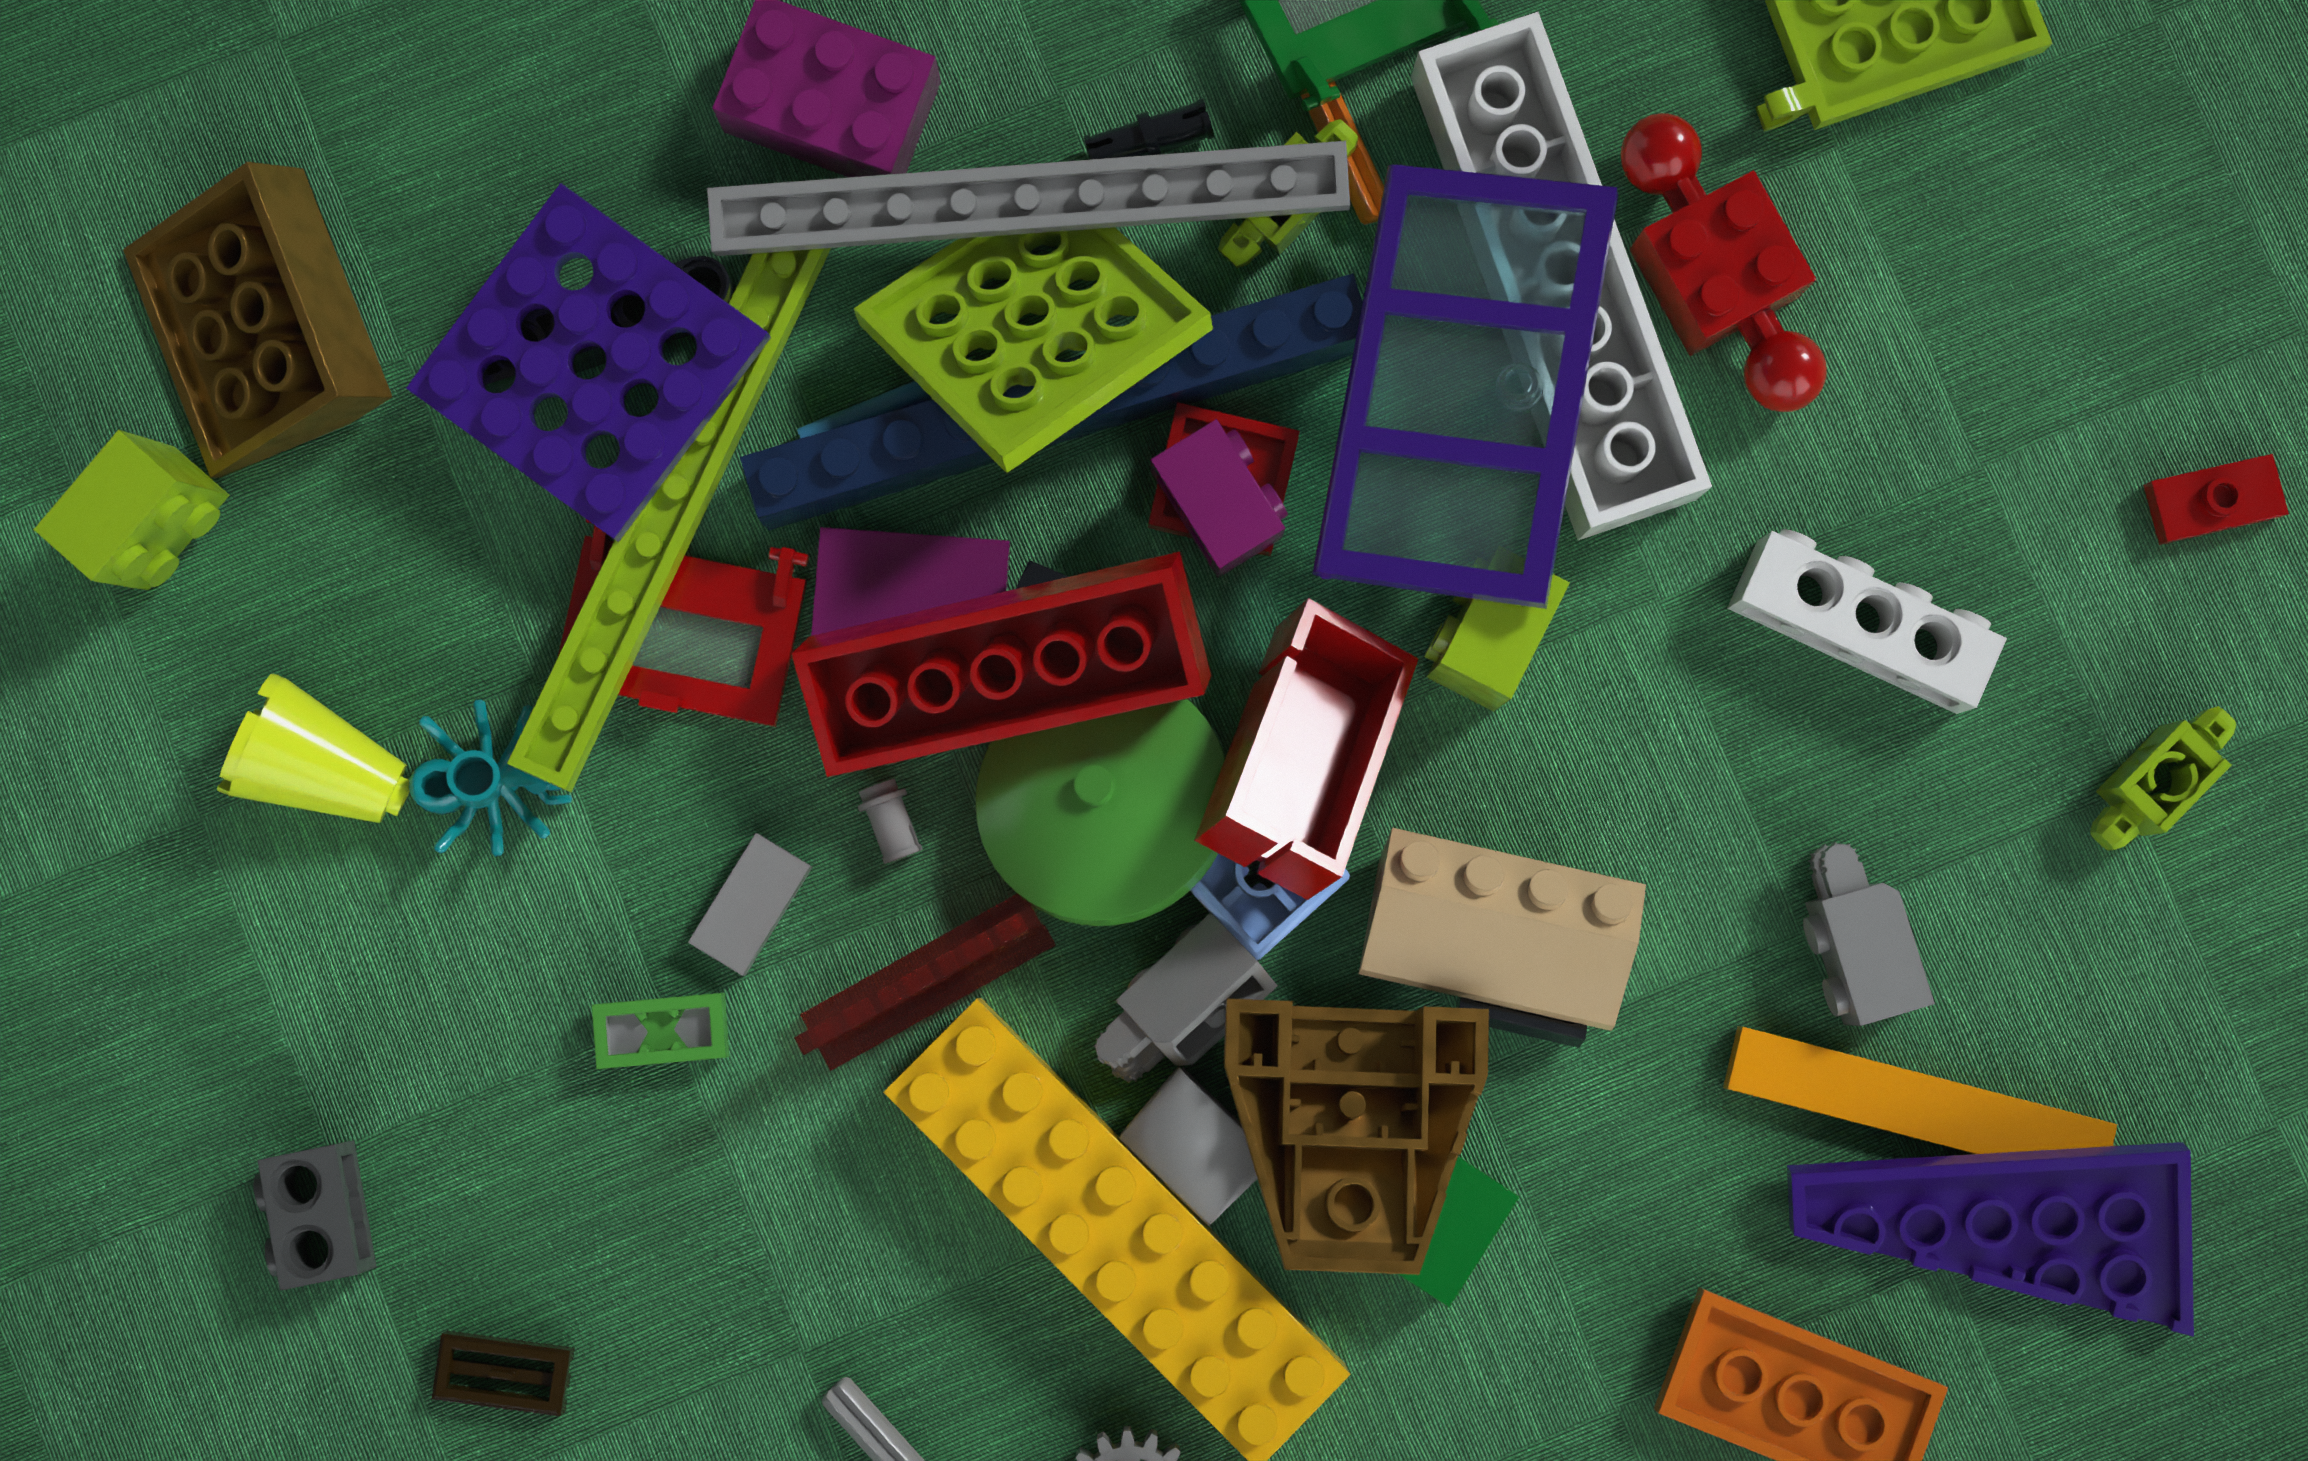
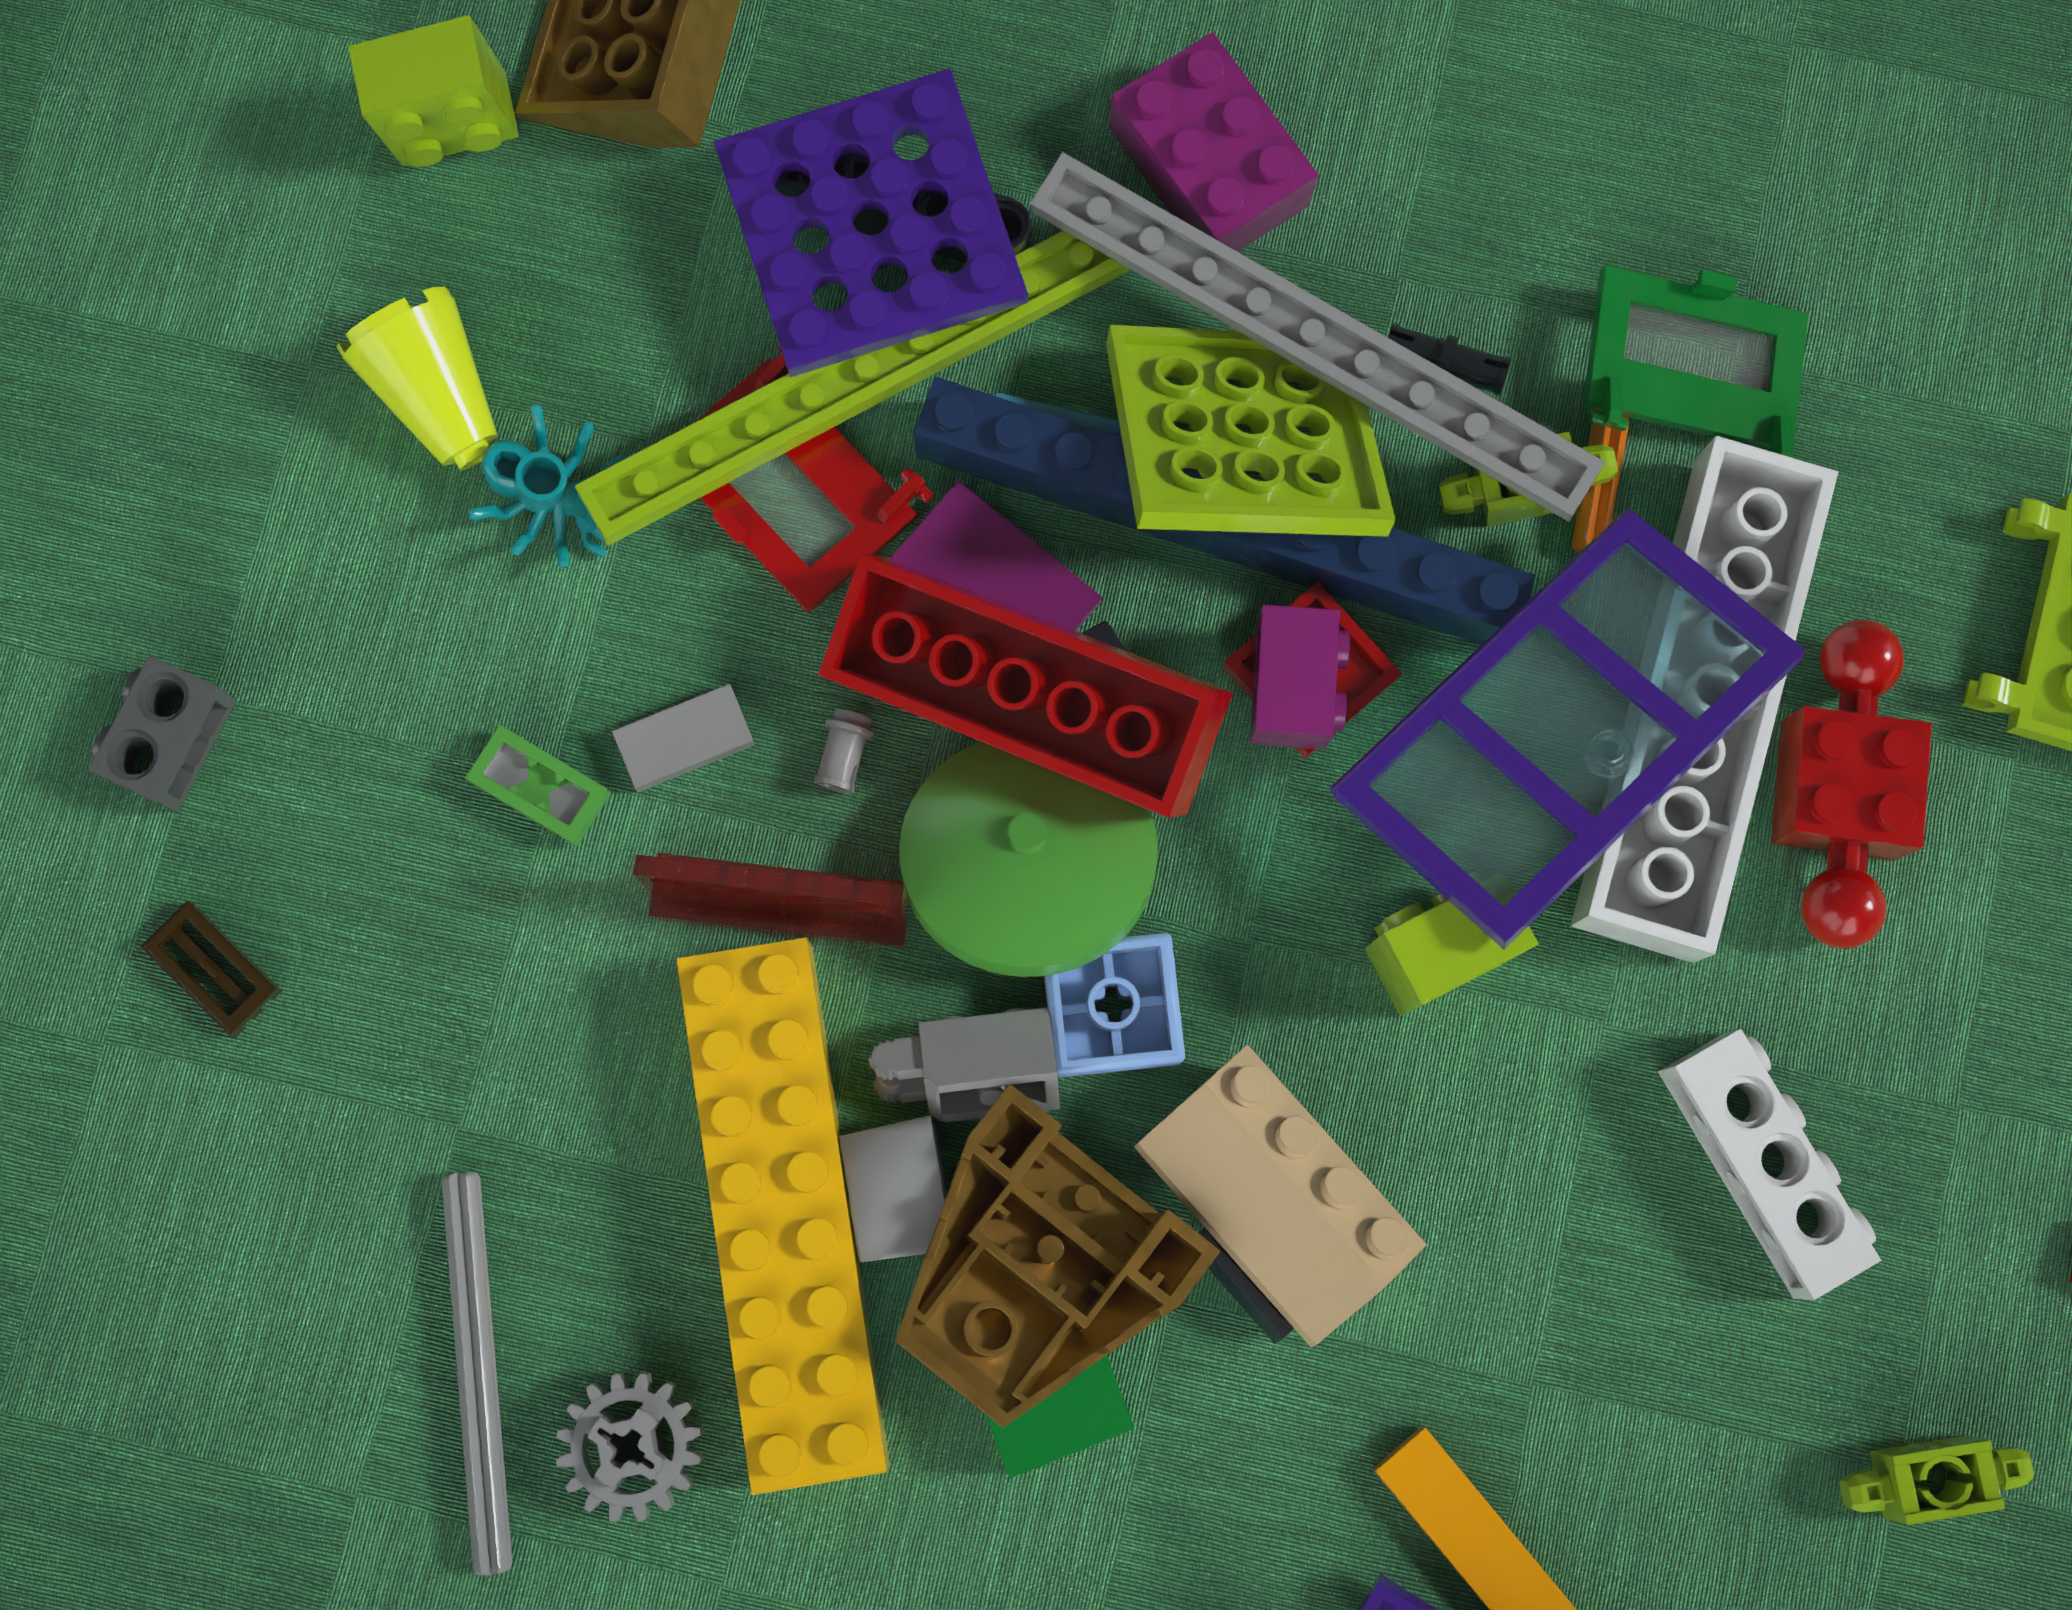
camera: 35 degrees right, 5 degrees down
(1307, 750) = (1222, 929): red piece -> none
(1862, 941) = (1578, 1429): light grey hinge -> none

